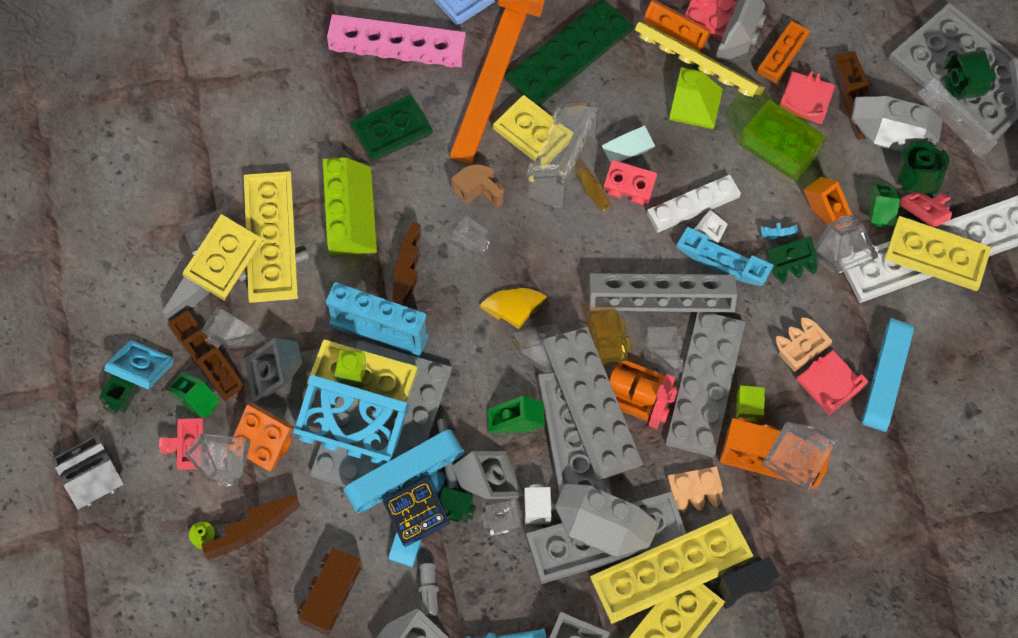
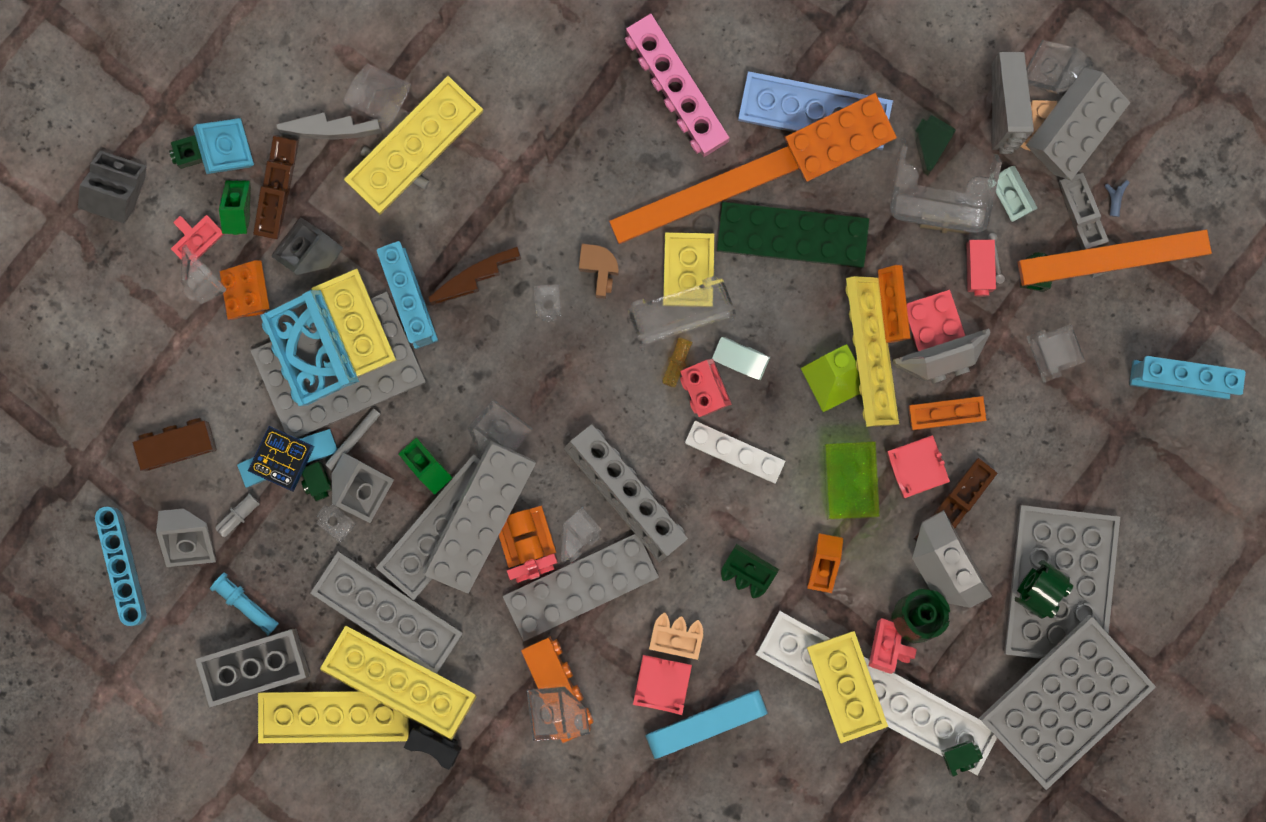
camera: 55 degrees right, 20 degrees up
(201, 533) = (145, 313): lime tile -> none
(222, 257) = (356, 130): light yellow plate -> none
(231, 332) = (307, 192): clear slope -> none
(260, 521) = (180, 346): reddish brown slope -> none
(349, 207) = (492, 183): lime slope -> none
(351, 368) = (345, 314): lime brick -> none
(391, 128) = (592, 152): dark green plate -> none
(403, 471) = (305, 421): medium azure beam -> none
(513, 305) = (520, 385): yellow brick -> none
(537, 504) = (368, 540): white brick -> none
(604, 520) = (390, 603): light grey wedge -> none
(608, 336) = (549, 483): clear yellow brick -> none
(695, 486) = (485, 647): light nougat plate -> none
(712, 226) = (724, 484): white slope -> none
(722, 260) = (701, 517): medium azure slope -> none
(750, 403) = (586, 637): lime brick -> none
(773, 234) = (764, 543): medium azure piece -> none
(845, 245) = (789, 607): clear slope -> none
(883, 205) = (863, 607): green slope -> none
(957, 118) = (998, 607): clear slope -> none

